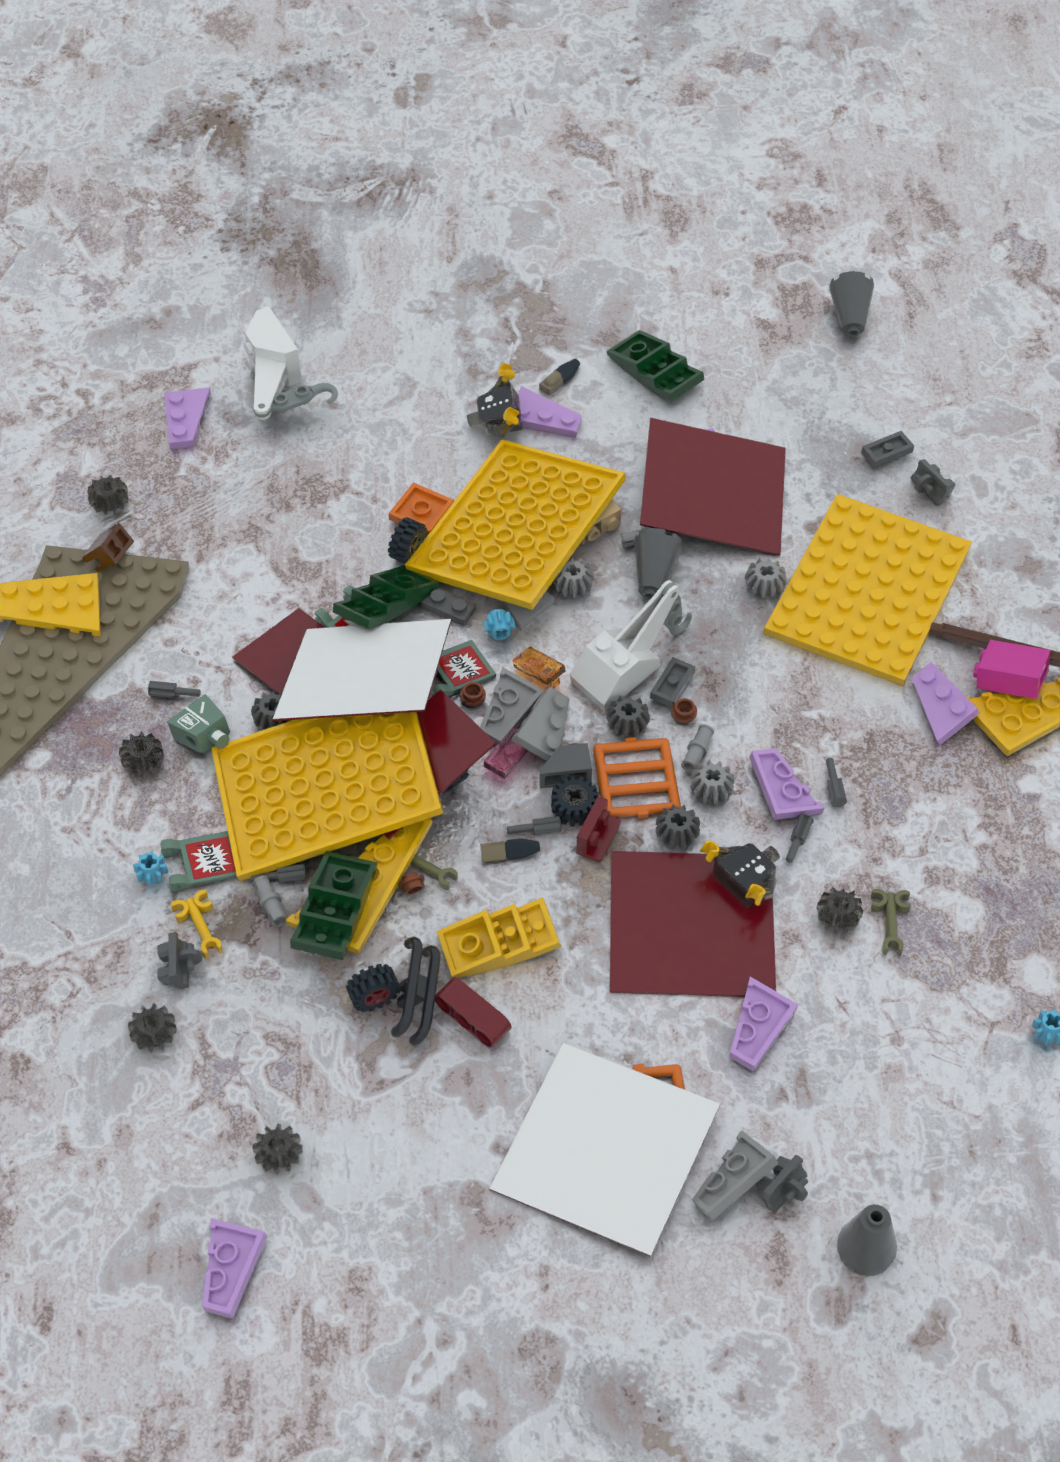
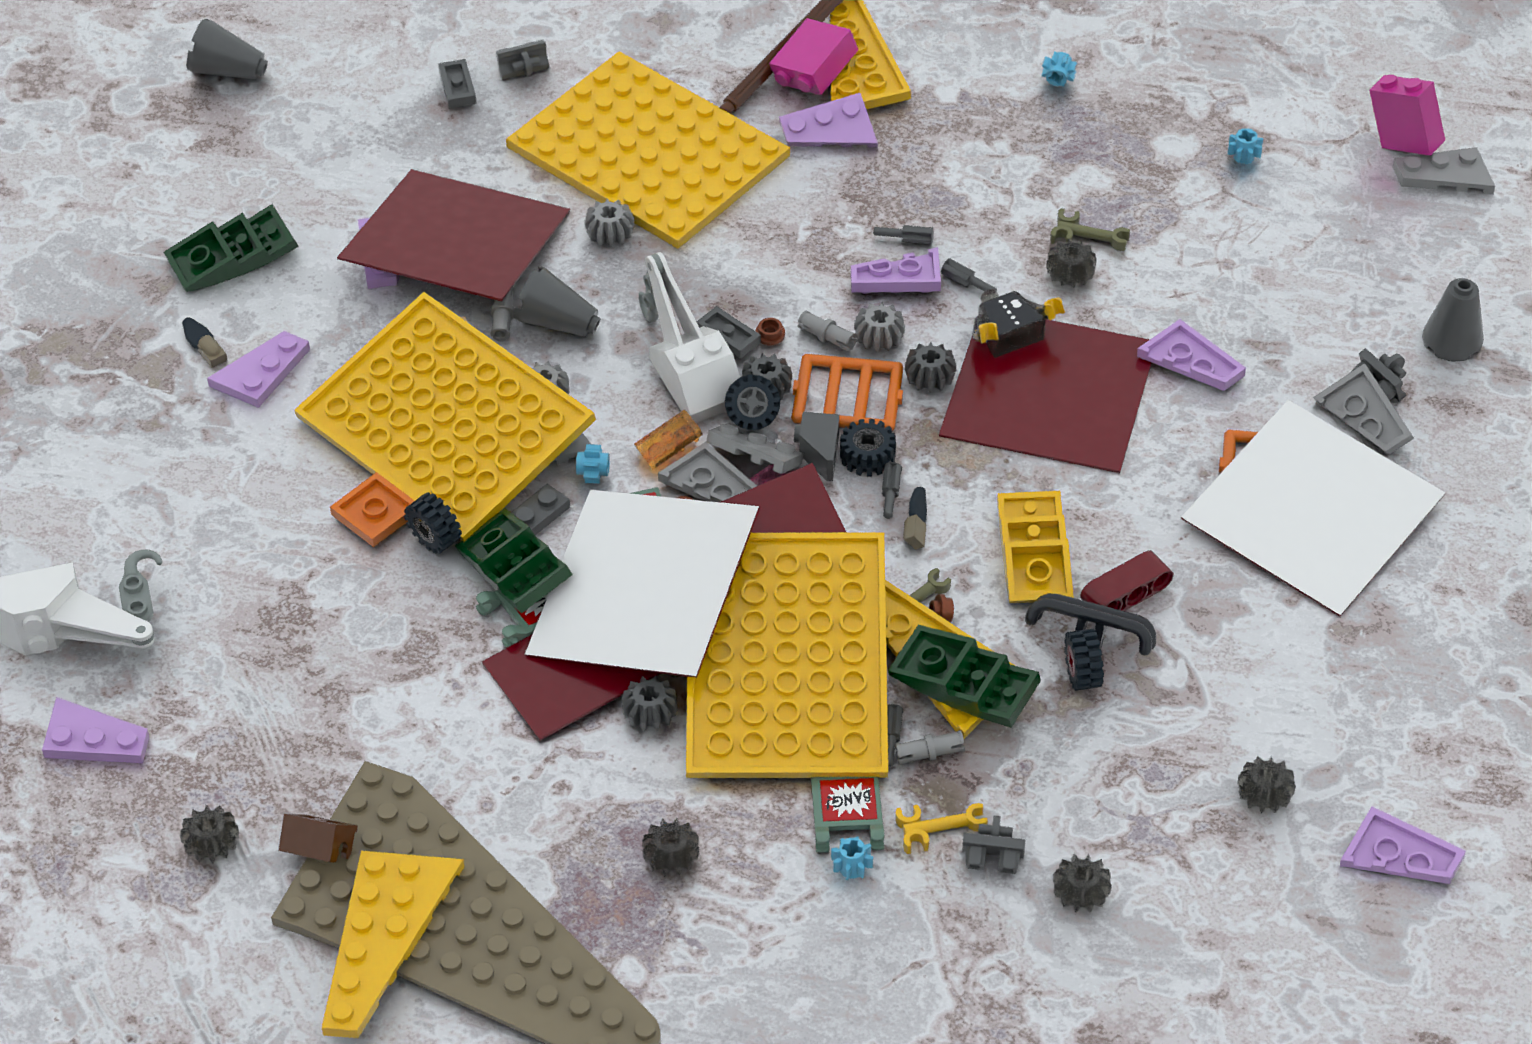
camera: 75 degrees left, 5 degrees down
(170, 690) = (572, 810): dark grey axle -> none
(200, 726) = (653, 774): sand green torso -> none
(499, 407) = (249, 397): torso -> none
(589, 708) = (752, 402): none -> black wheel
(597, 831) = (918, 433): dark red bracket -> none

